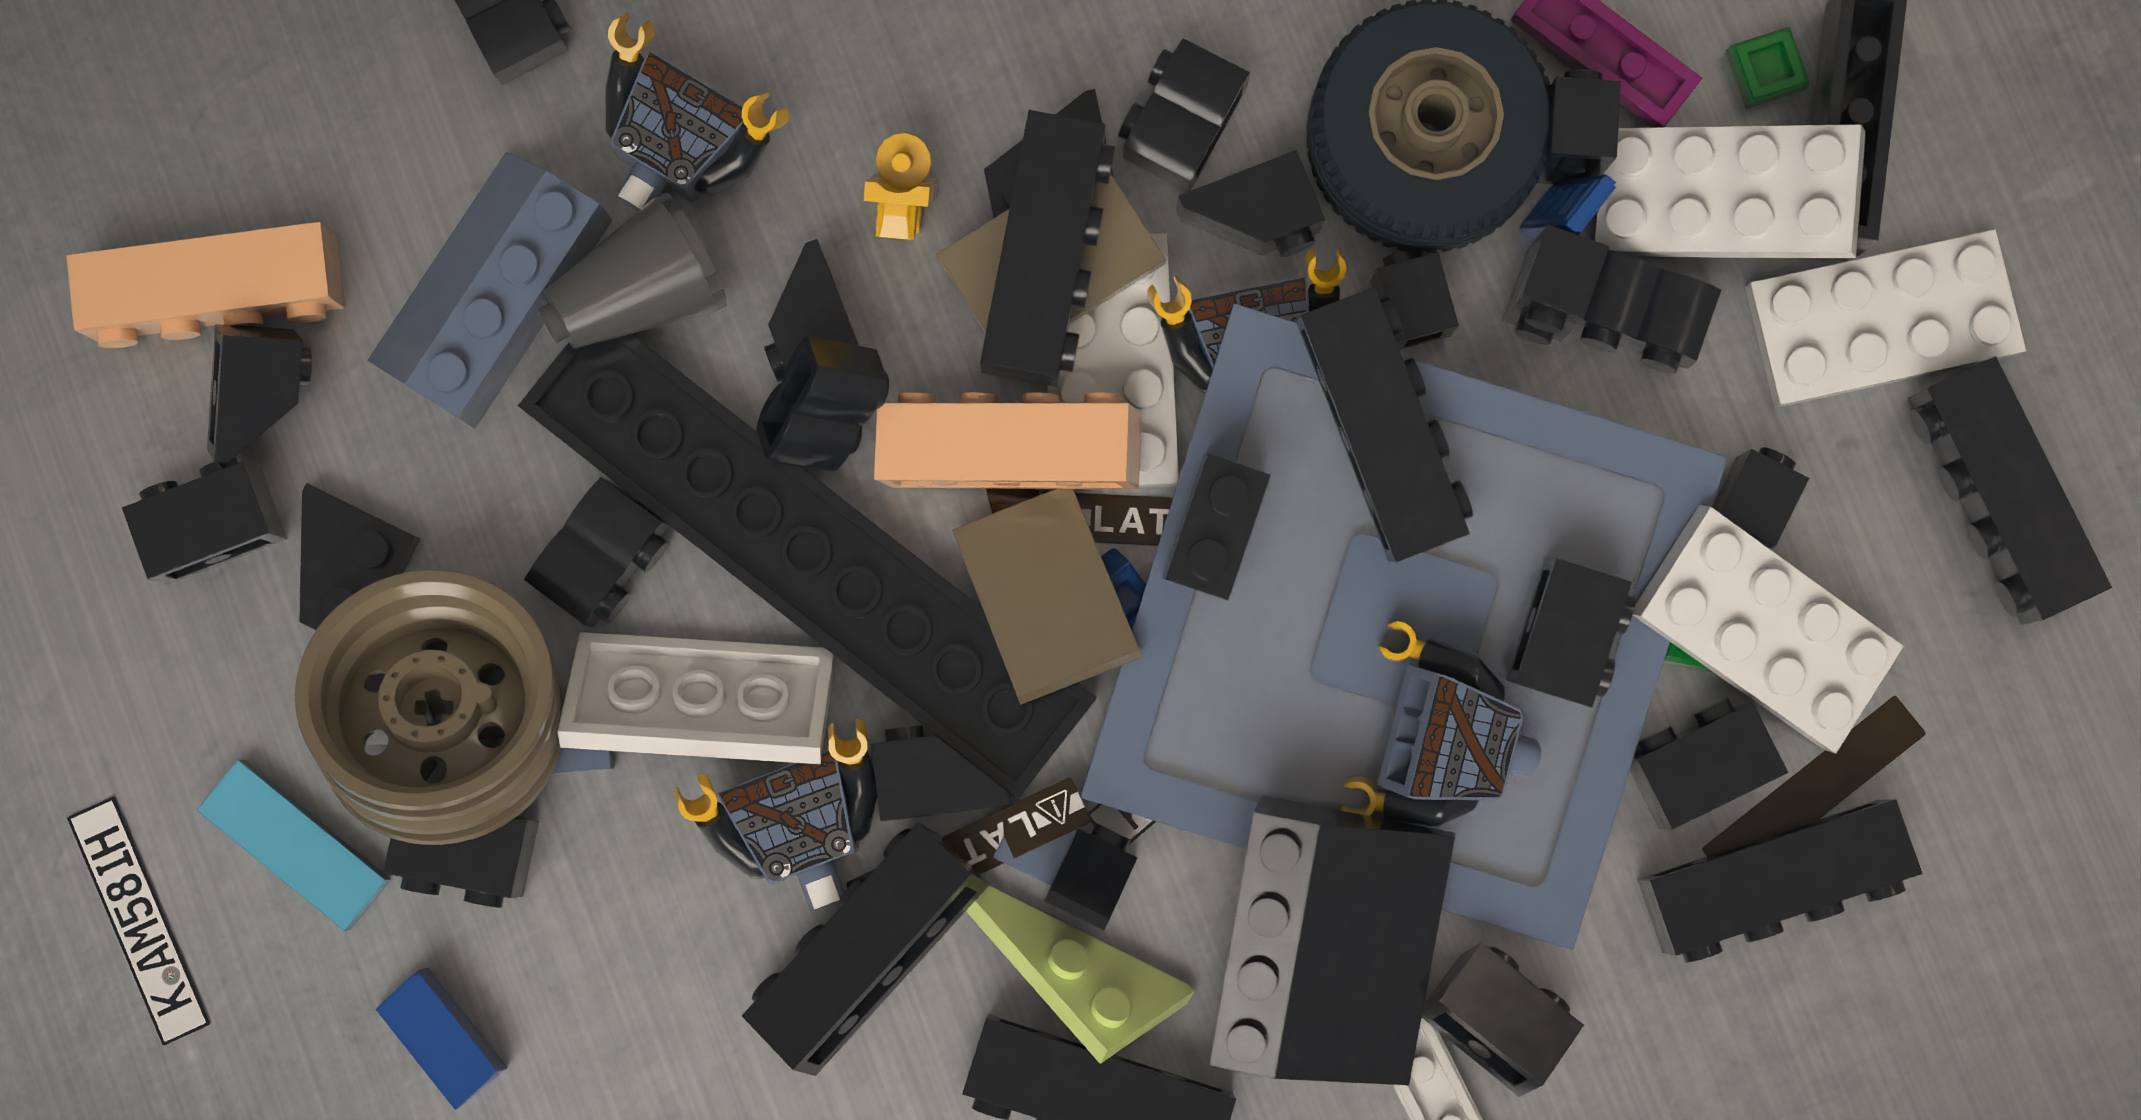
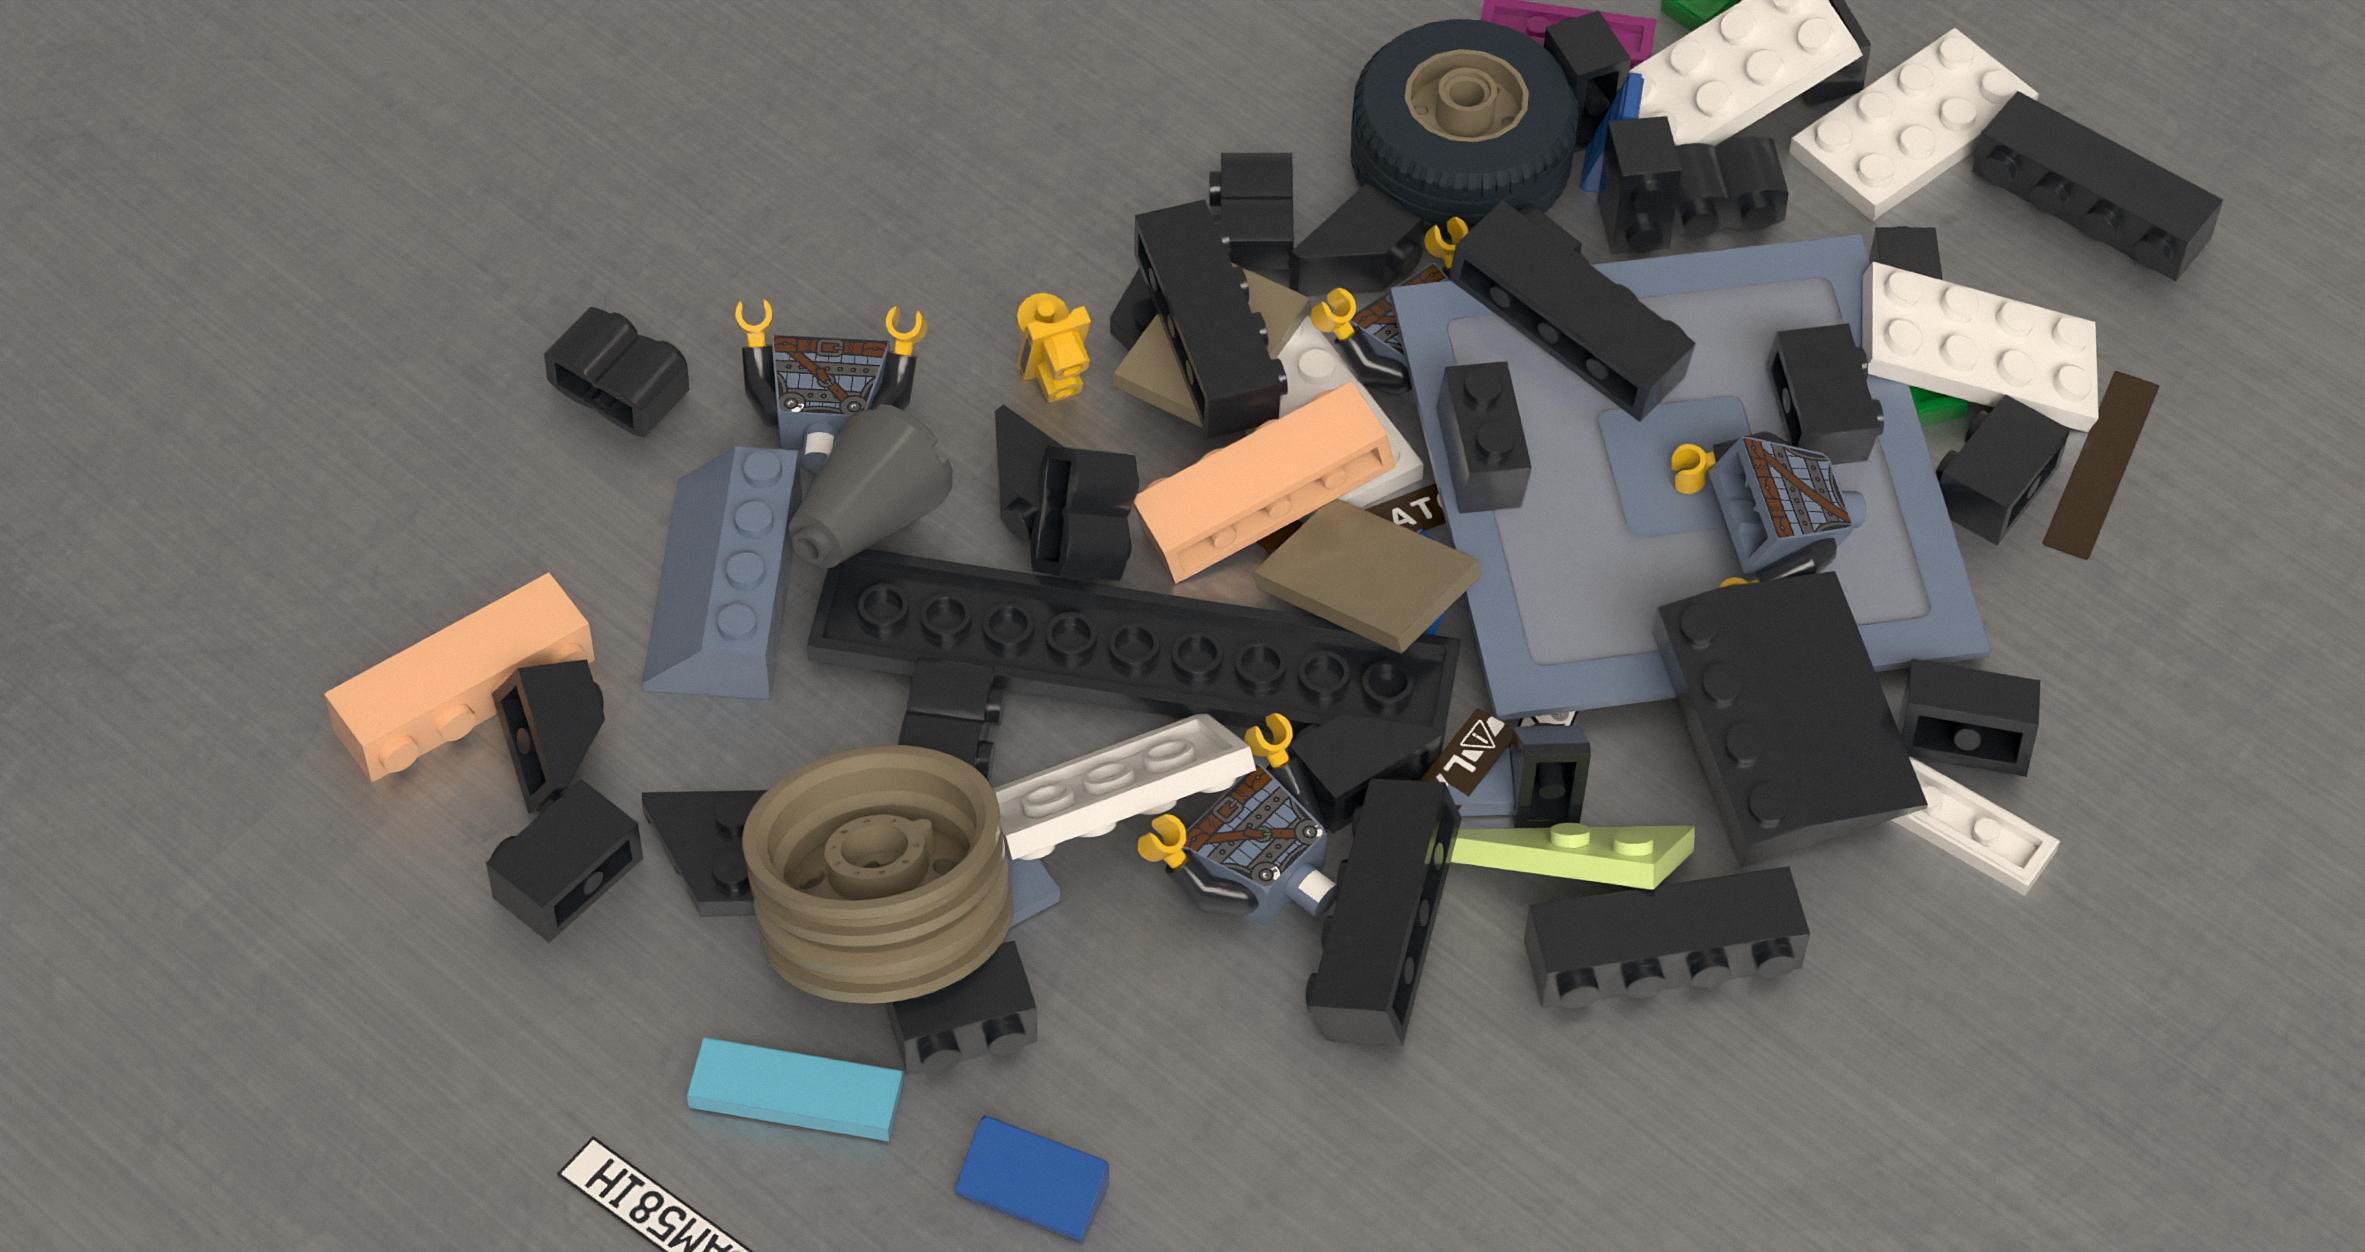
camera: 30 degrees left, 30 degrees down
(1779, 878) = (2118, 521): black brick -> none

